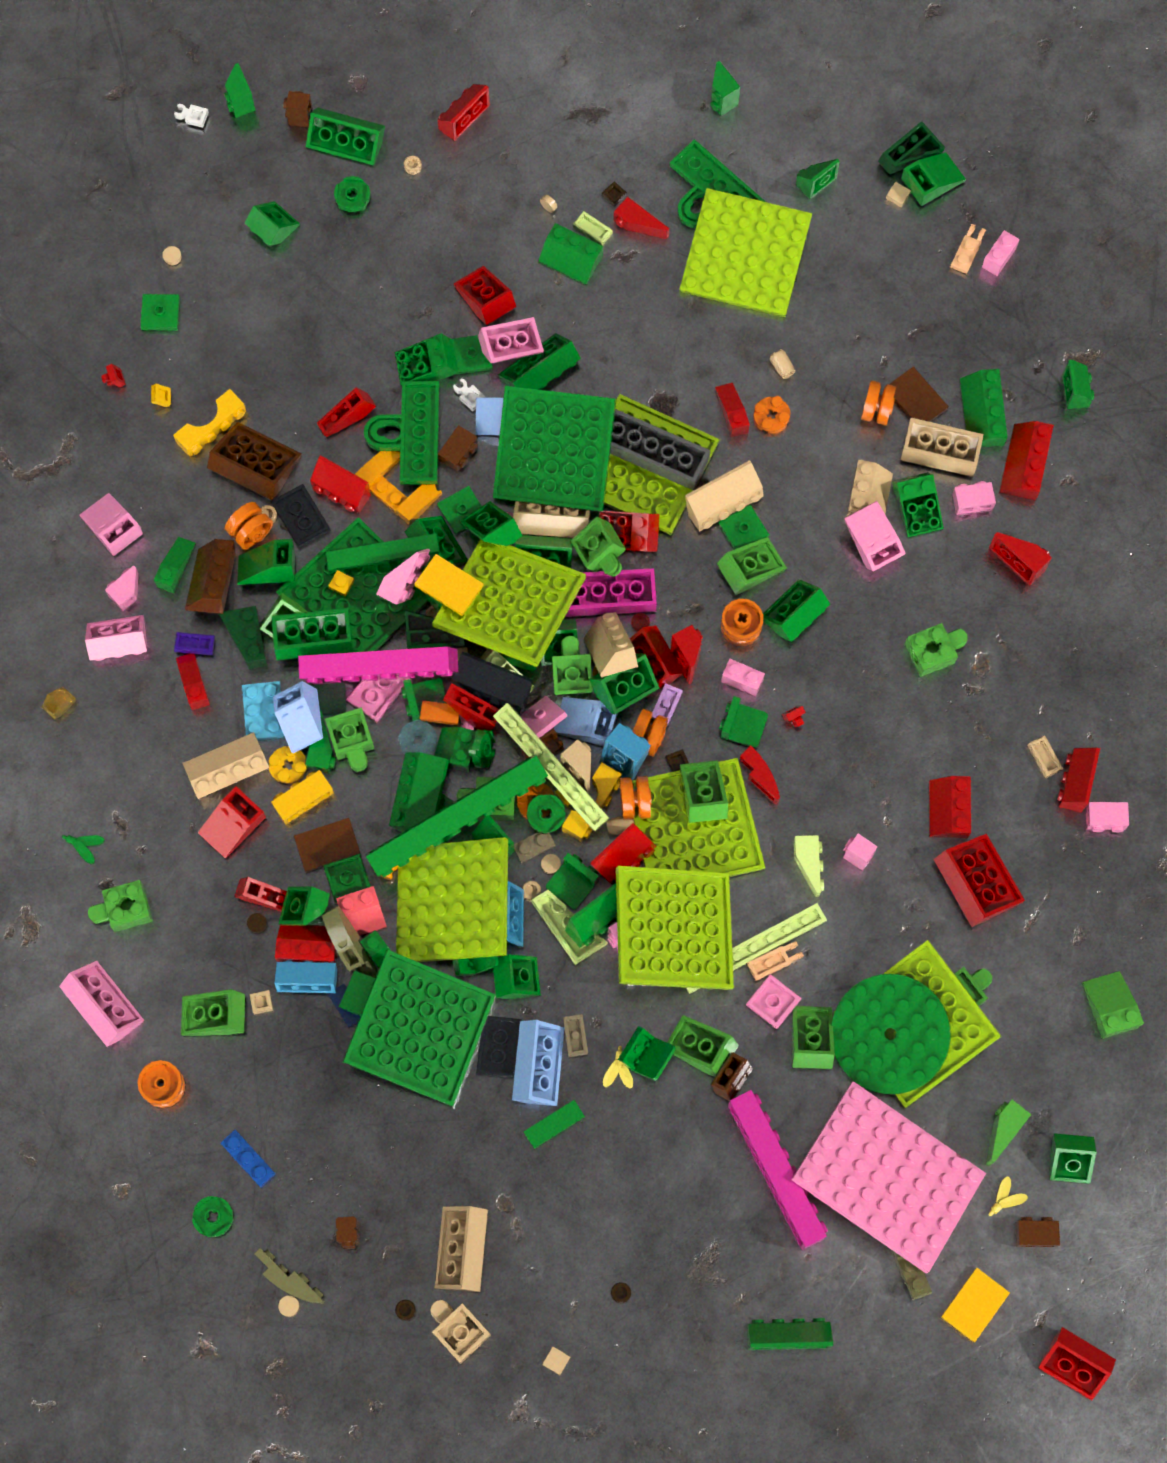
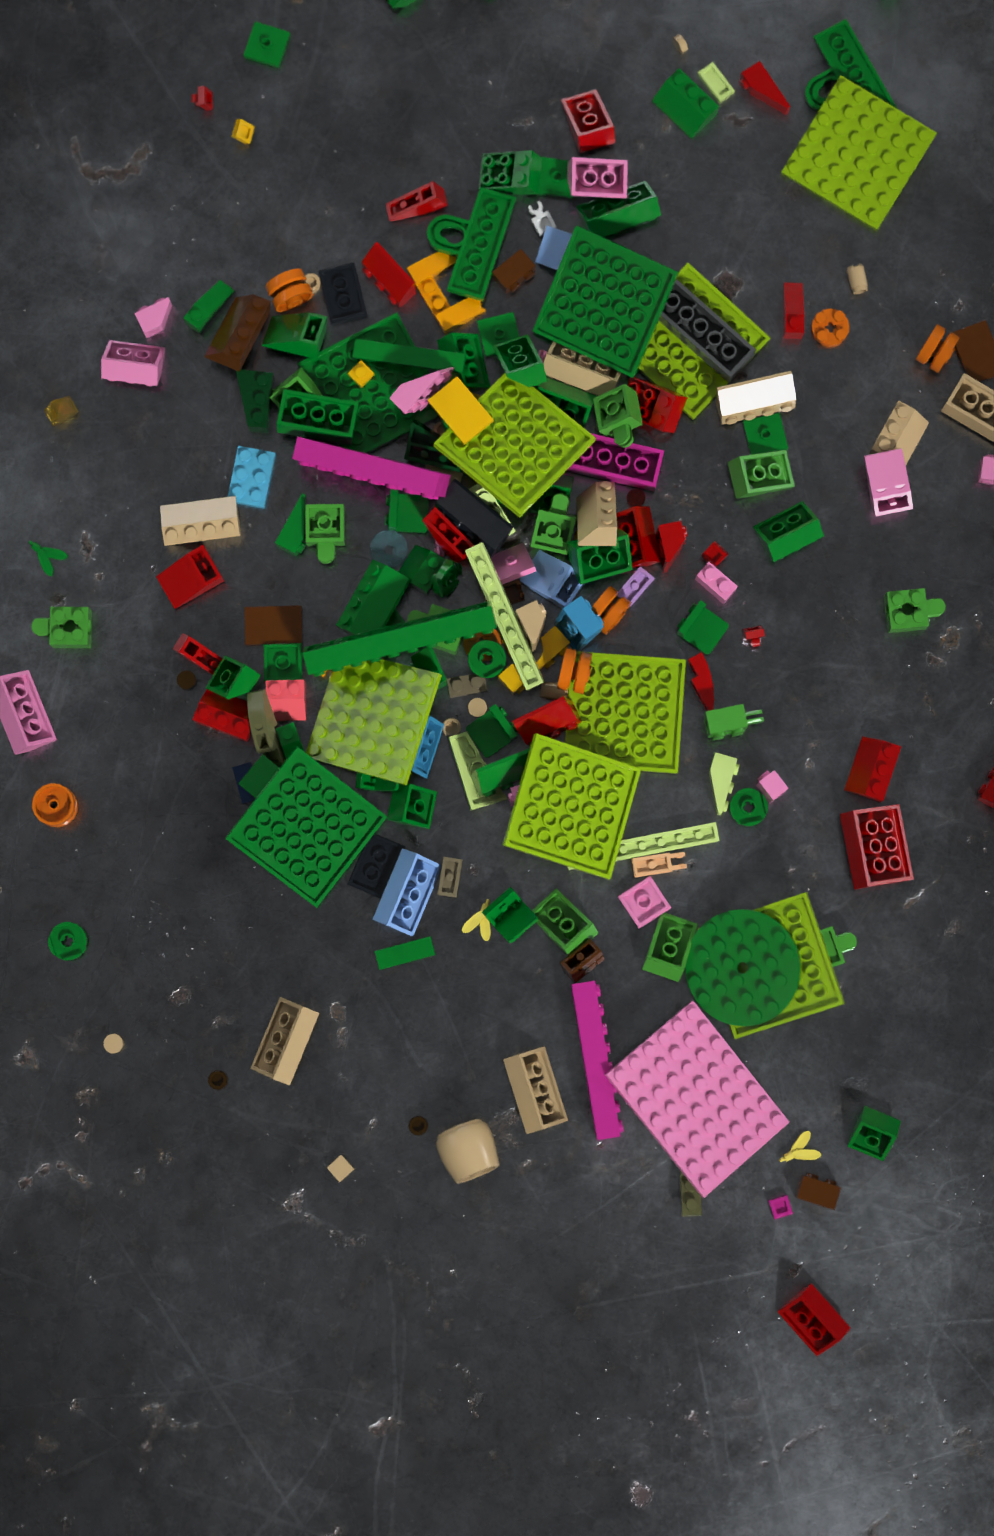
camera: 20 degrees right, 10 degrees up
(111, 524) = (159, 248): bright pink slope -> none
(192, 681) = (192, 427): red slope -> none
(193, 438) = (262, 185): yellow arch -> none
(194, 643) = (205, 391): dark purple plate -> none
(213, 1013) = (121, 753): bright green slope -> none
(248, 1158) = (115, 897): blue plate -> none
(253, 460) = (313, 224): reddish brown slope -> none
(261, 1002) = (169, 756): tan tile -> none
(283, 775) = (251, 529): yellow plate -> none
(295, 1284) = (123, 1026): olive slope -> none
(299, 715) = (282, 493): light blue slope -> none
(302, 796) = (263, 572): yellow brick -> none
(306, 977) = (216, 745): dark azure brick -> none
(331, 697) = (316, 483): clear green piece -> none
(347, 1232) = (185, 994): reddish brown brick -> none
(375, 696) = (360, 496): bright pink tile -> none
(438, 713) = (415, 530): orange tile -> none
(458, 1329) = (259, 1114): tan brick -> none
(614, 194) = (748, 52): dark brown tile -> none
(675, 759) = (628, 645): dark brown tile -> none
(679, 1300) = (468, 1150): none -> tan piece
(704, 791) = (642, 683): bright green slope -> none
(726, 1219) = (535, 1090): none -> tan slope
(732, 650) = (714, 554): none -> red tile
(741, 622) = (734, 517): orange wheel -> none
(789, 1335) = (559, 1213): green slope -> none
(798, 802) = (729, 721): none -> bright green brick
(817, 177) = (955, 95): green slope -> none
(848, 870) = (754, 798): none -> green plate
(918, 504) = (943, 461): green slope -> none
(975, 1305) = (739, 1238): yellow tile -> none
(1005, 1127) = (822, 1086): bright green slope -> none
(1005, 1261) = (780, 1207): none -> dark pink tile
(1045, 756) = (980, 747): tan tile -> none
(1112, 1004) = (962, 1002): bright green slope -> none

